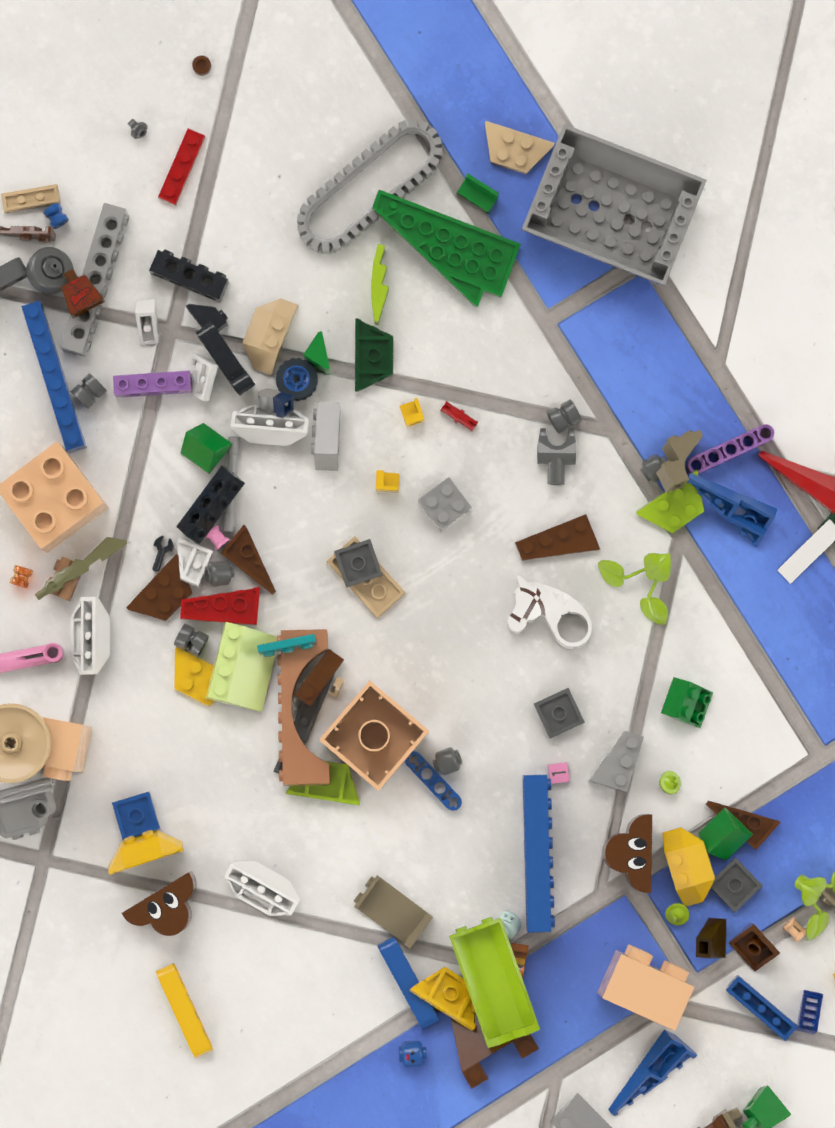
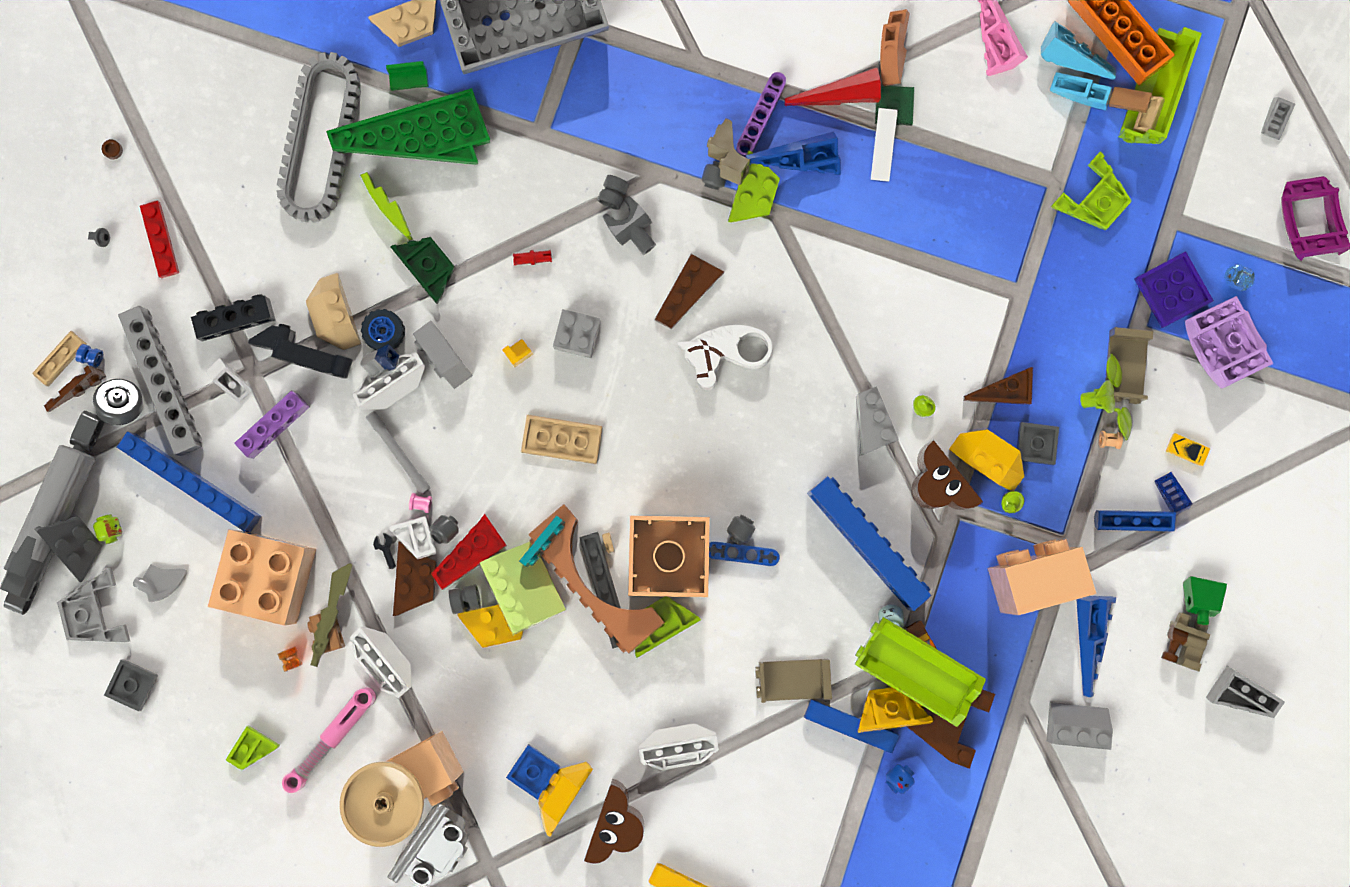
camera: 40 degrees left, 0 degrees up
(80, 294) = (155, 400): reddish brown torso -> none
(88, 391) = (225, 470): dark grey wheel -> none
(203, 377) = (308, 387): white wing -> none
(204, 447) = (353, 440): green slope -> none
(210, 504) = (393, 481): black brick -> none
(245, 556) = (453, 499): reddish brown wing -> none
(317, 354) = (382, 298): green slope -> none
(319, 677) = (588, 546): reddish brown slope -> none
(358, 563) = (546, 433): dark grey plate -> none
(412, 413) = (494, 284): yellow panel -> none
(558, 773) = (833, 468): bright pink tile -> none
(559, 713) = (795, 422): dark grey plate -> none
(657, 569) = (780, 247): lime plant -> none
(687, 702) = (886, 334): green slope -> none
(712, 939) = (1055, 499): dark brown slope -> none
(724, 835) = (998, 411): green slope -> none
(754, 947) = (1091, 478): reddish brown slope -> none

